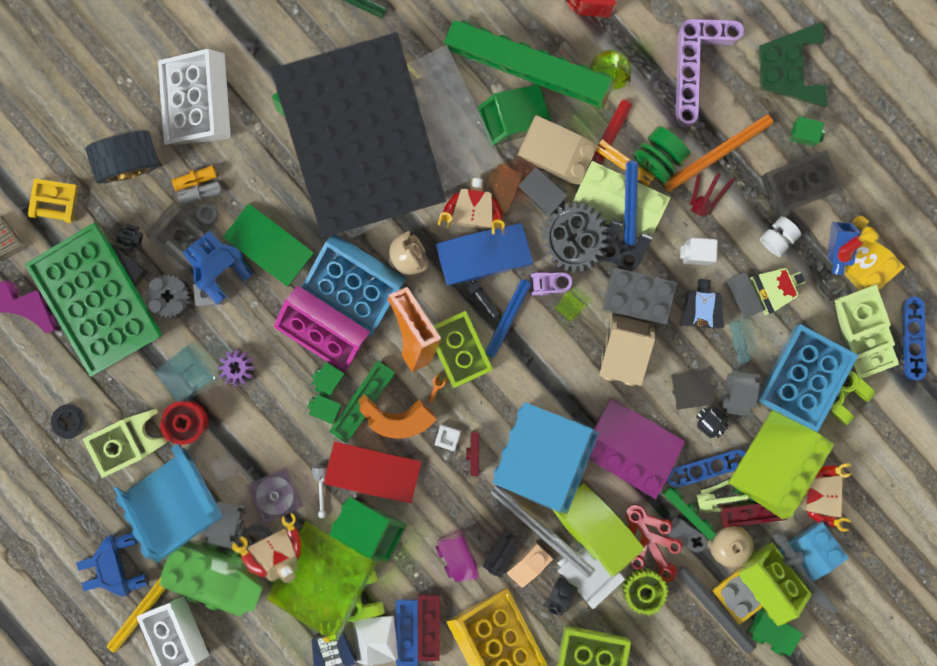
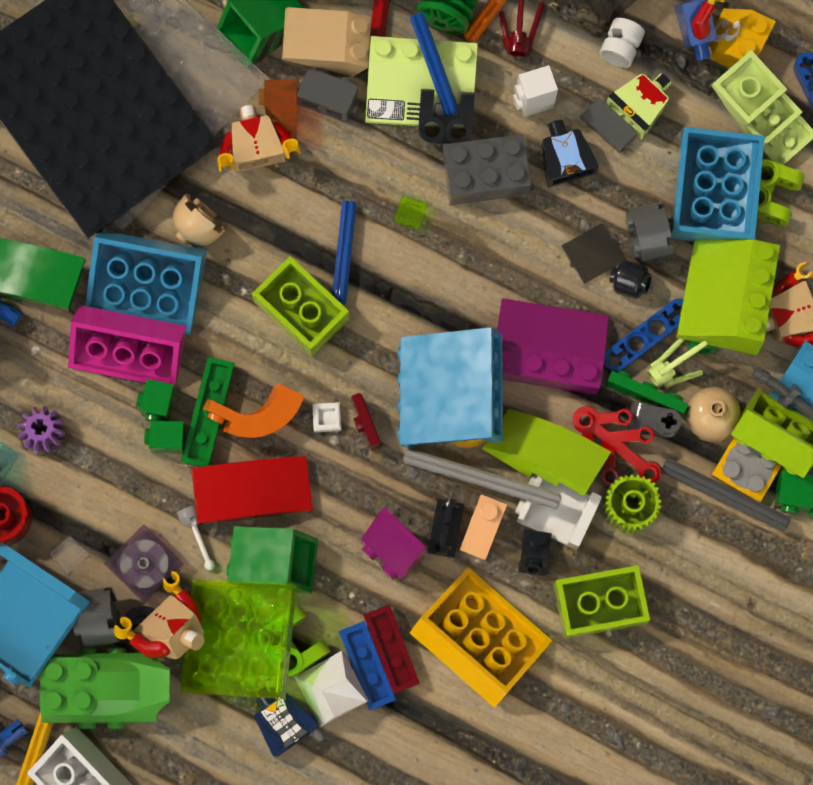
camera: 25 degrees left, 10 degrees down
(417, 332) = (244, 301): orange arch -> none
(437, 385) = (291, 362): orange hand -> none
(477, 291) = (291, 231): black sword -> none
(484, 254) = (287, 188): blue slope -> none
(549, 283) = (376, 193): lavender piece -> none
(591, 226) = (399, 108): dark grey gear -> none
(621, 160) = (404, 25): light orange pin -> none
(627, 350) = (497, 235): tan slope -> none
(739, 342) = (625, 179): clear light blue axle -> none
(746, 514) = (716, 368): dark red plate -> none

